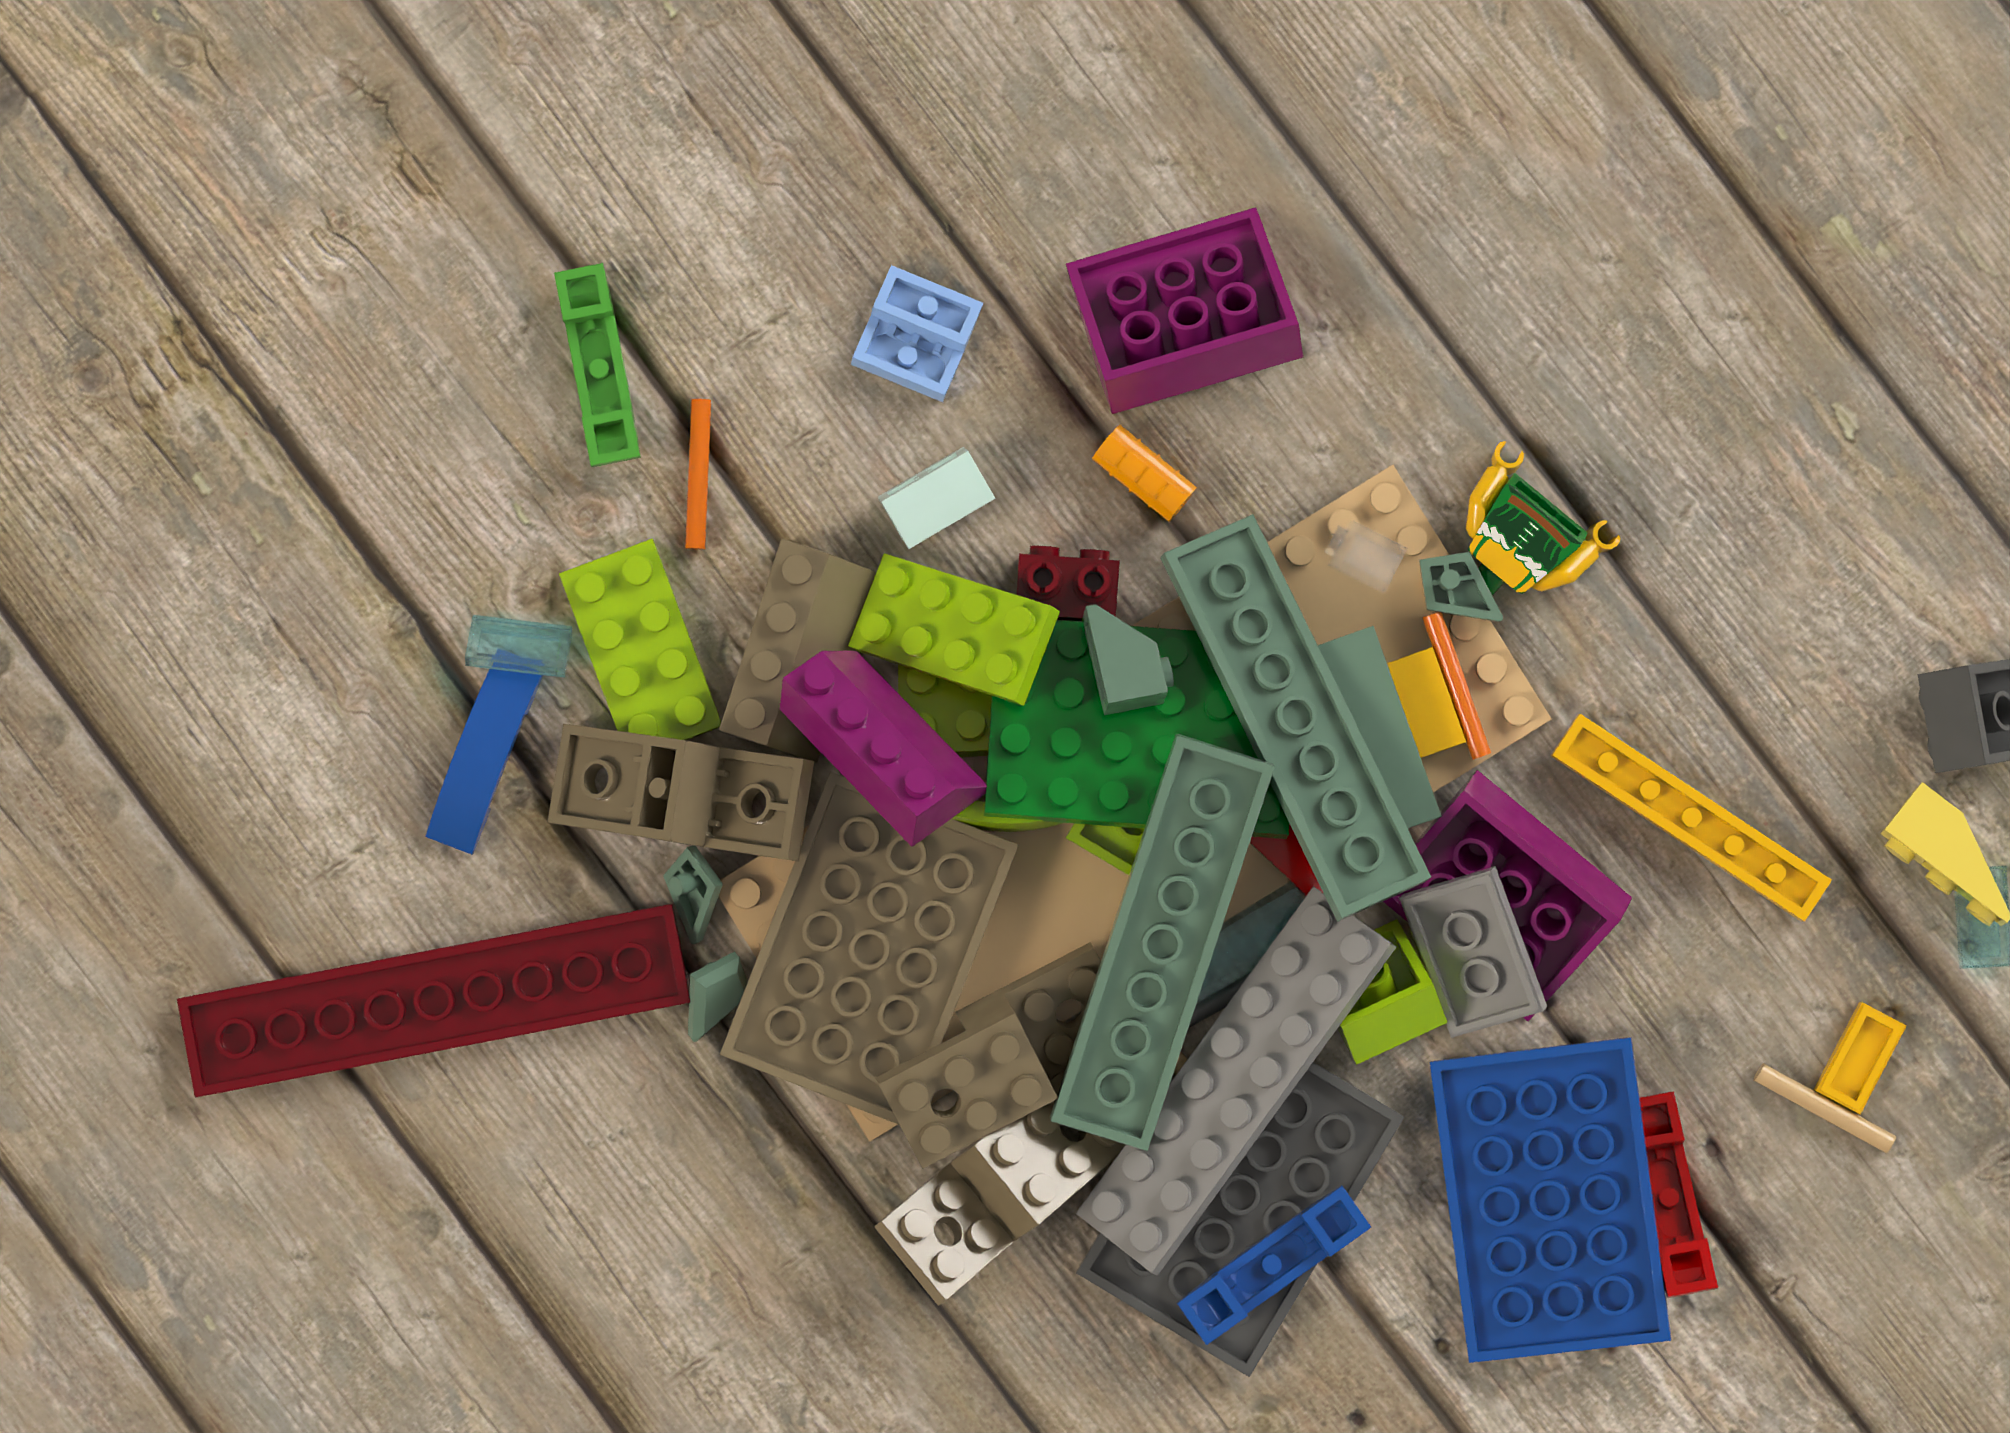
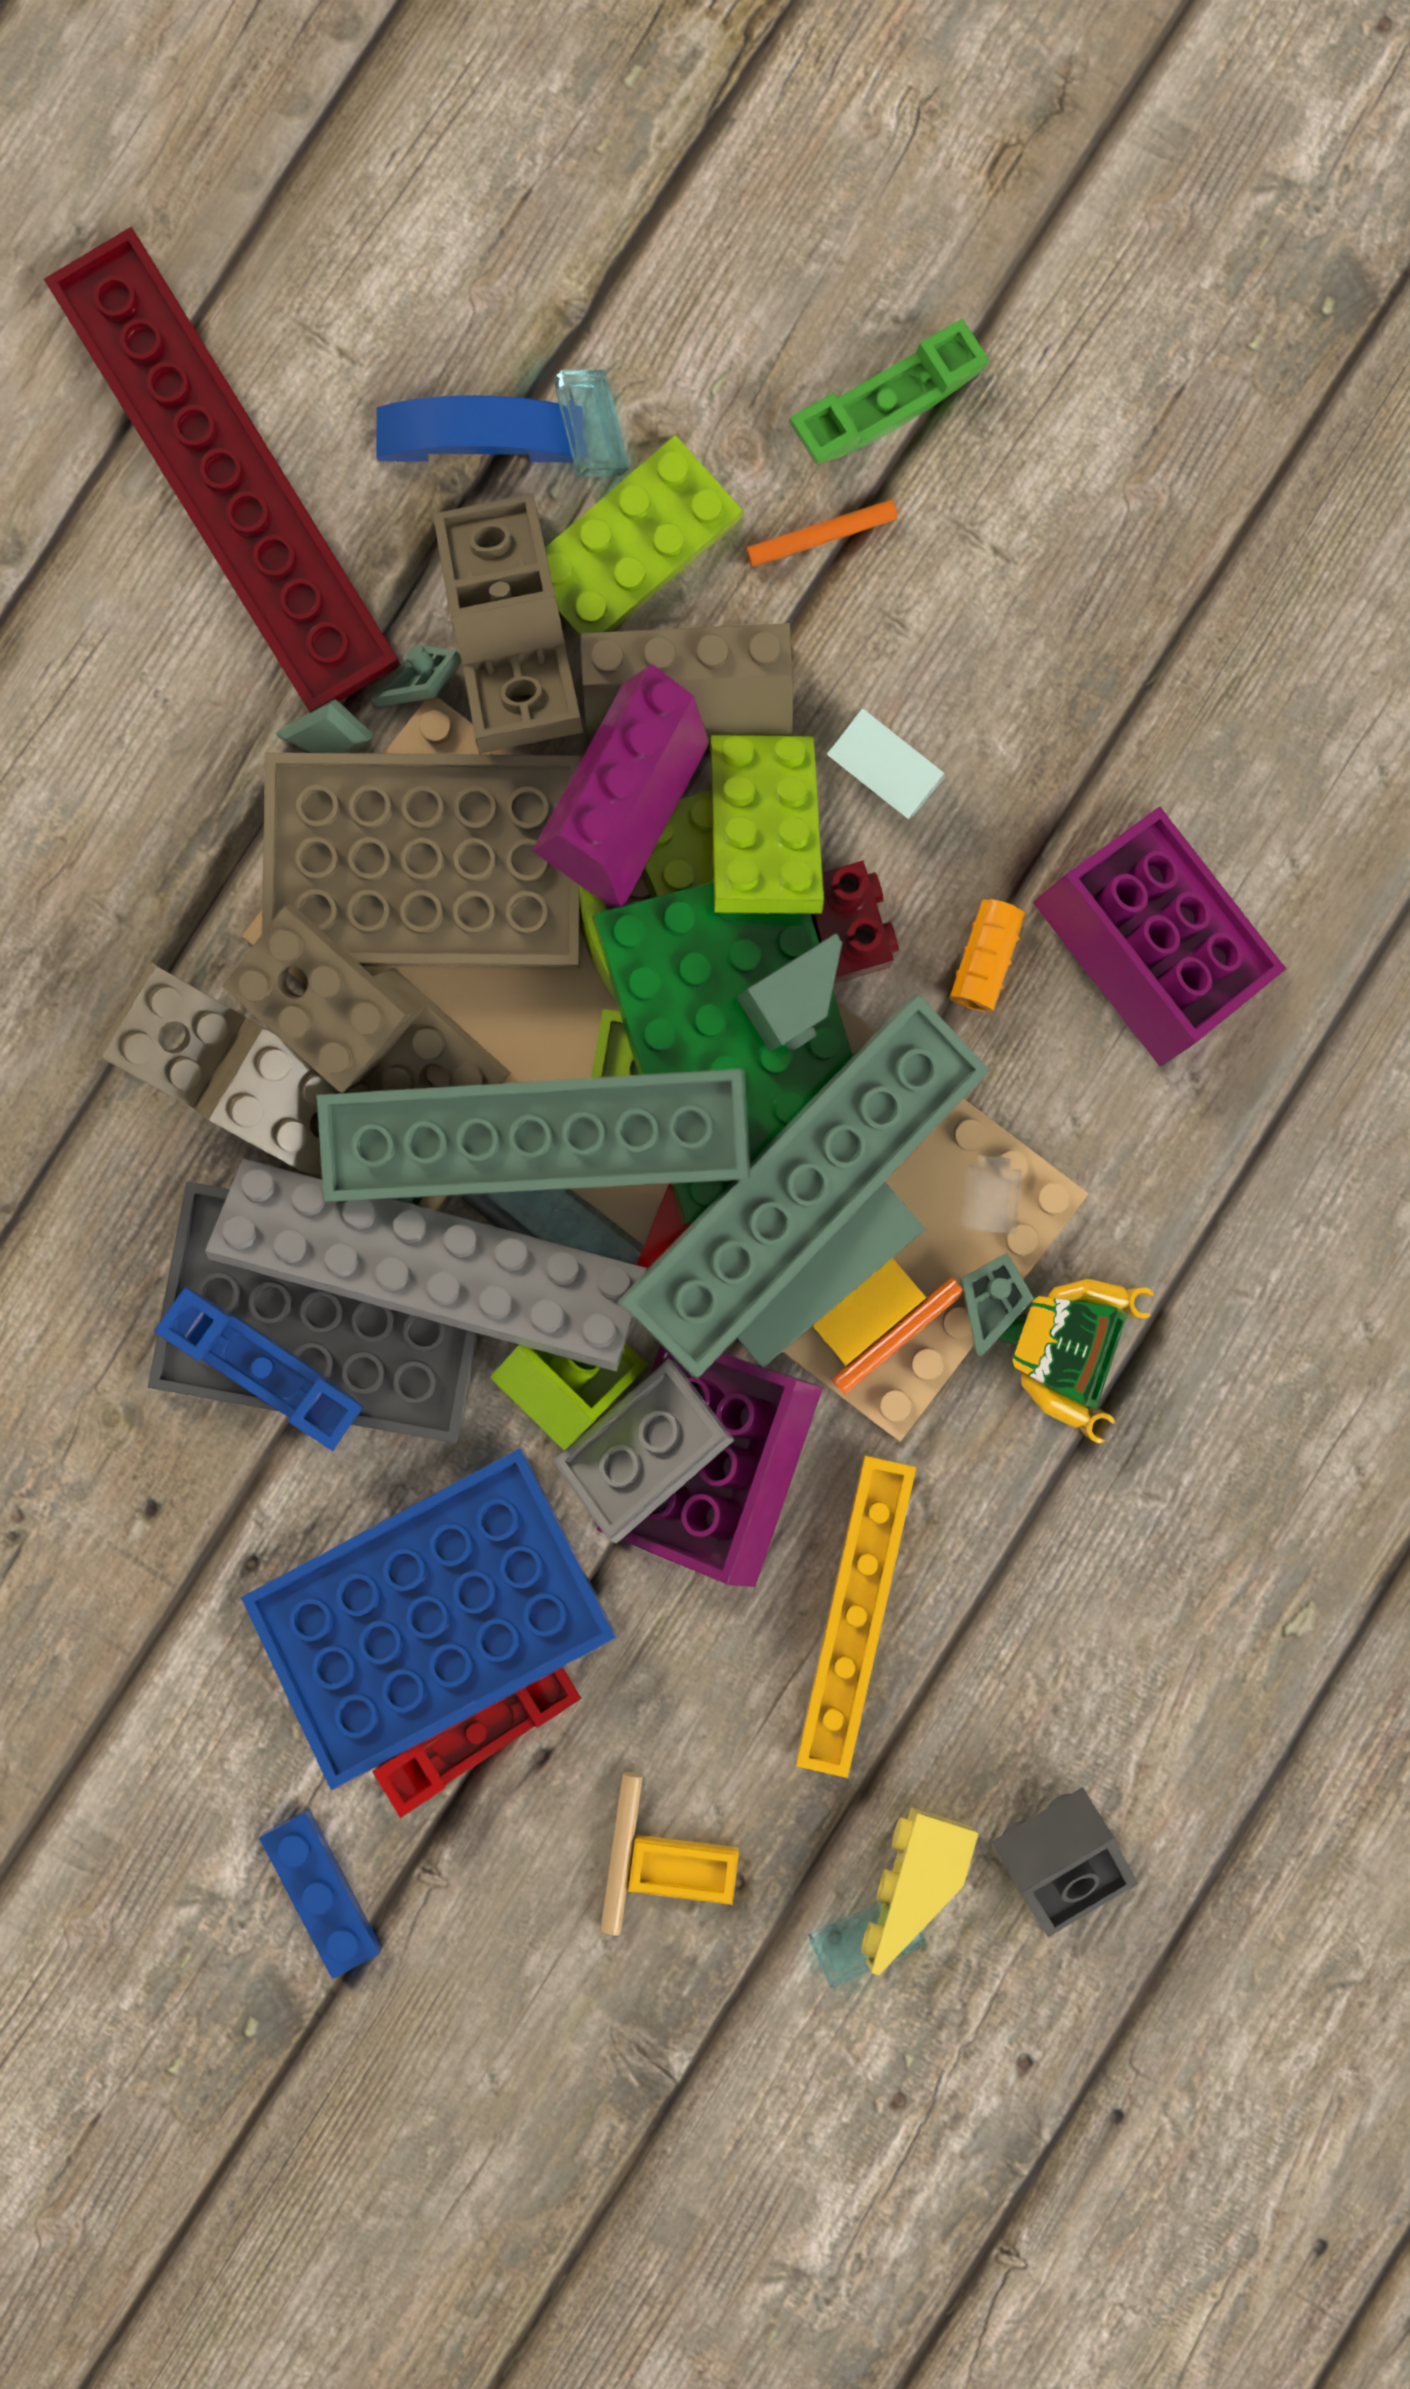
camera: 70 degrees right, 0 degrees up
(916, 333) = (1037, 689): light blue slope -> none
(1759, 1391) = (320, 1893): none -> blue plate

